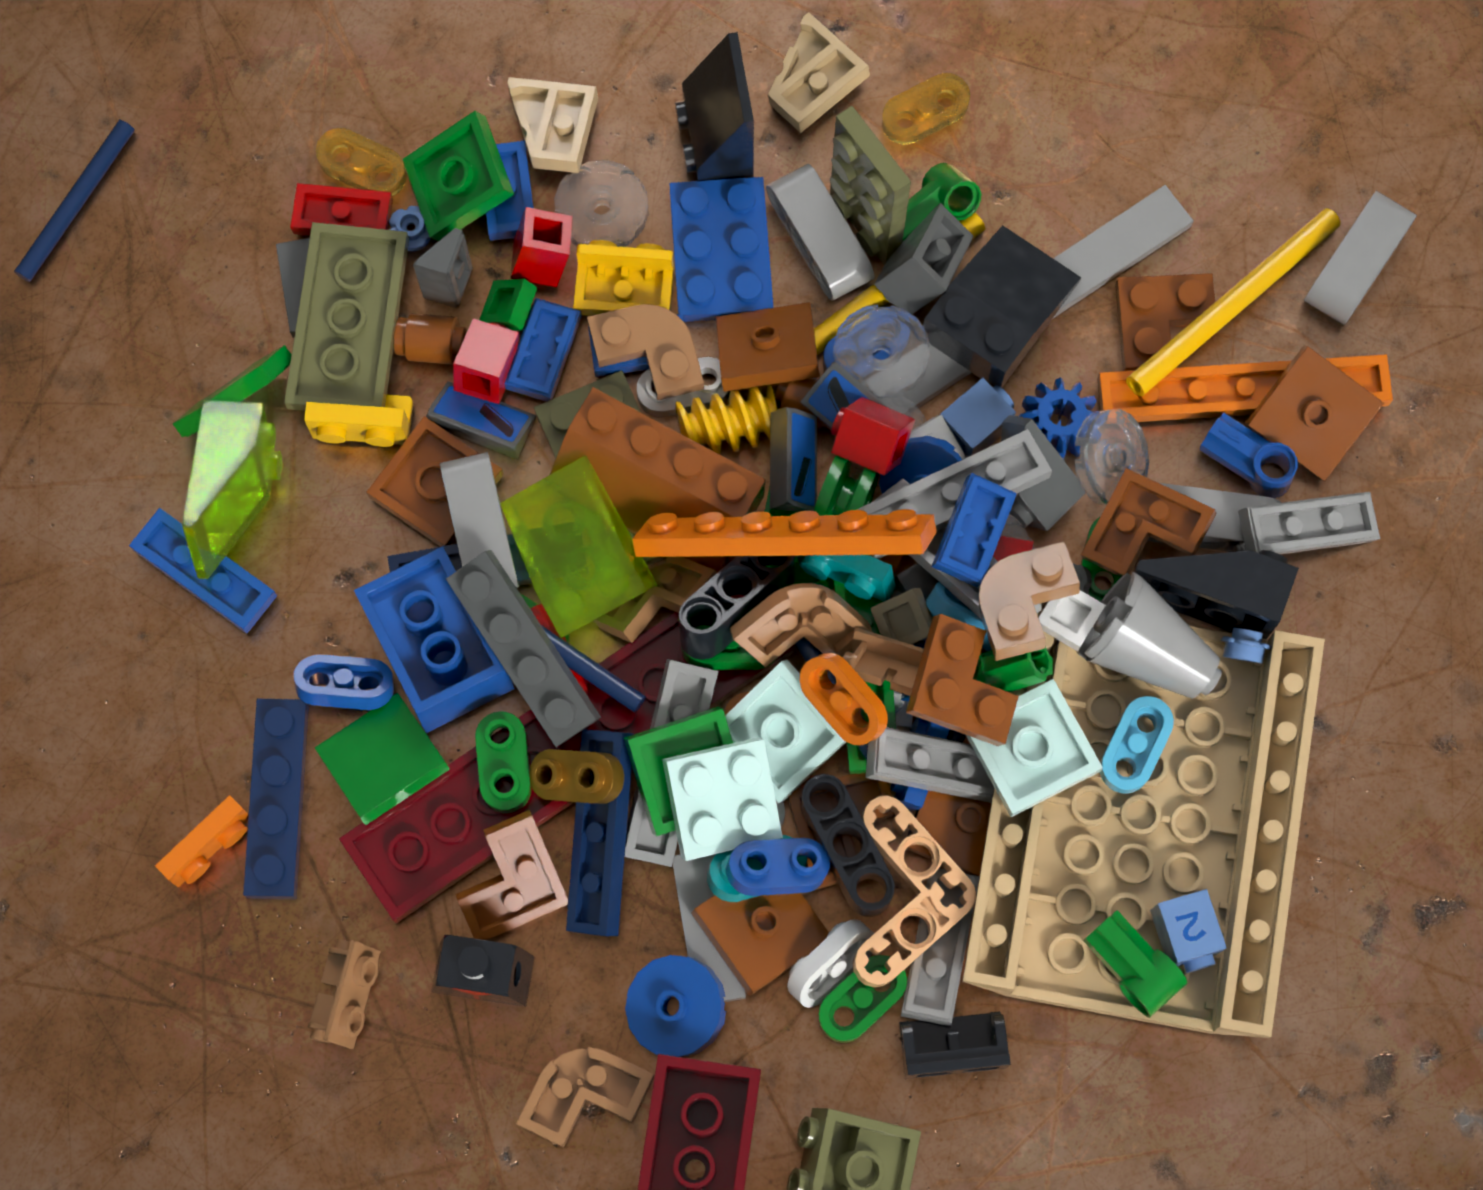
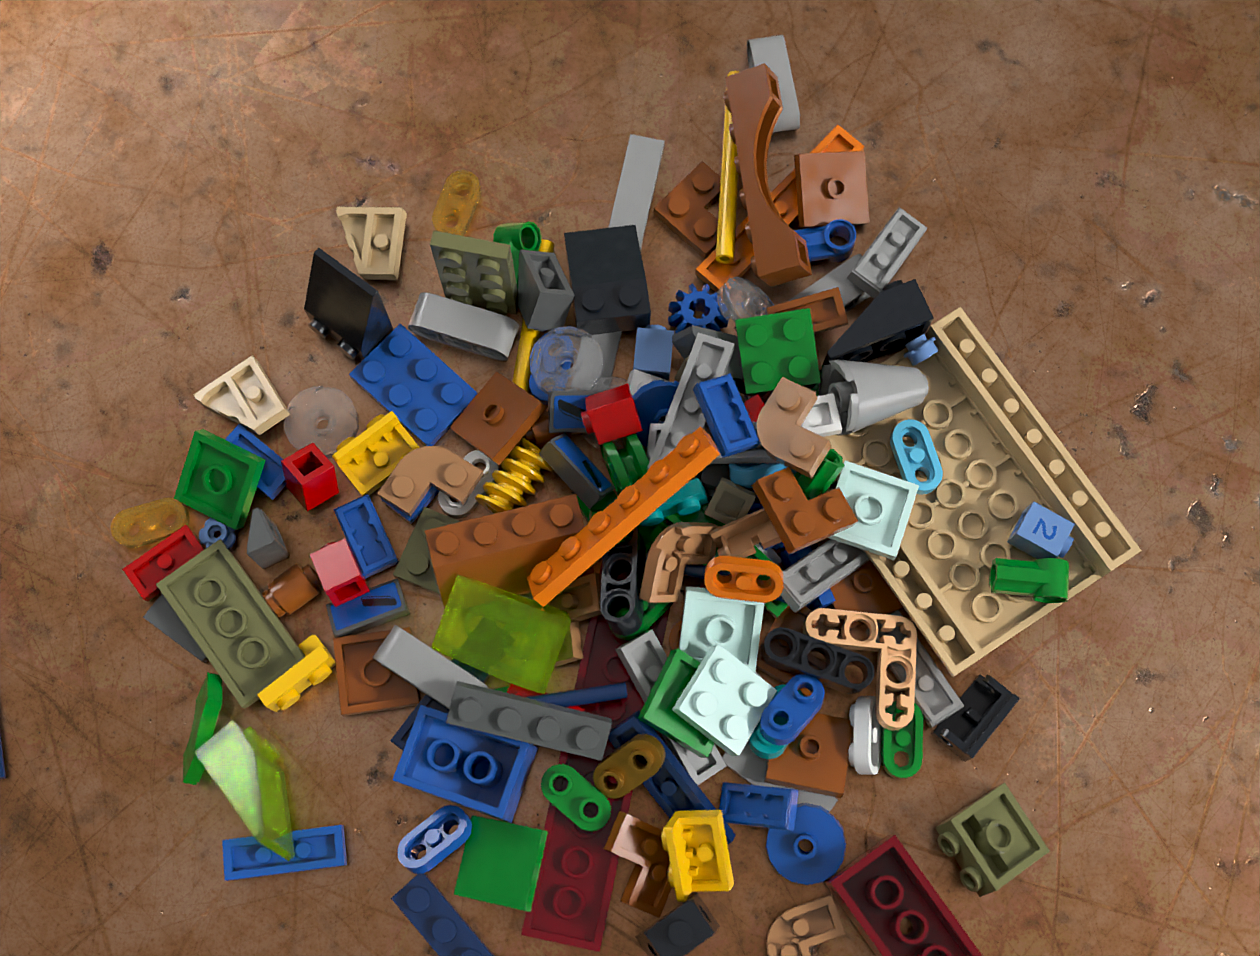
camera: 45 degrees left, 0 degrees up
(509, 303) = (320, 527): green plate -> none
(563, 914) = (697, 852): none -> yellow bracket
(663, 929) = (759, 806): none -> blue plate
(1096, 516) = (777, 348): none -> green plate
(1308, 263) = (755, 107): none -> dark orange arch

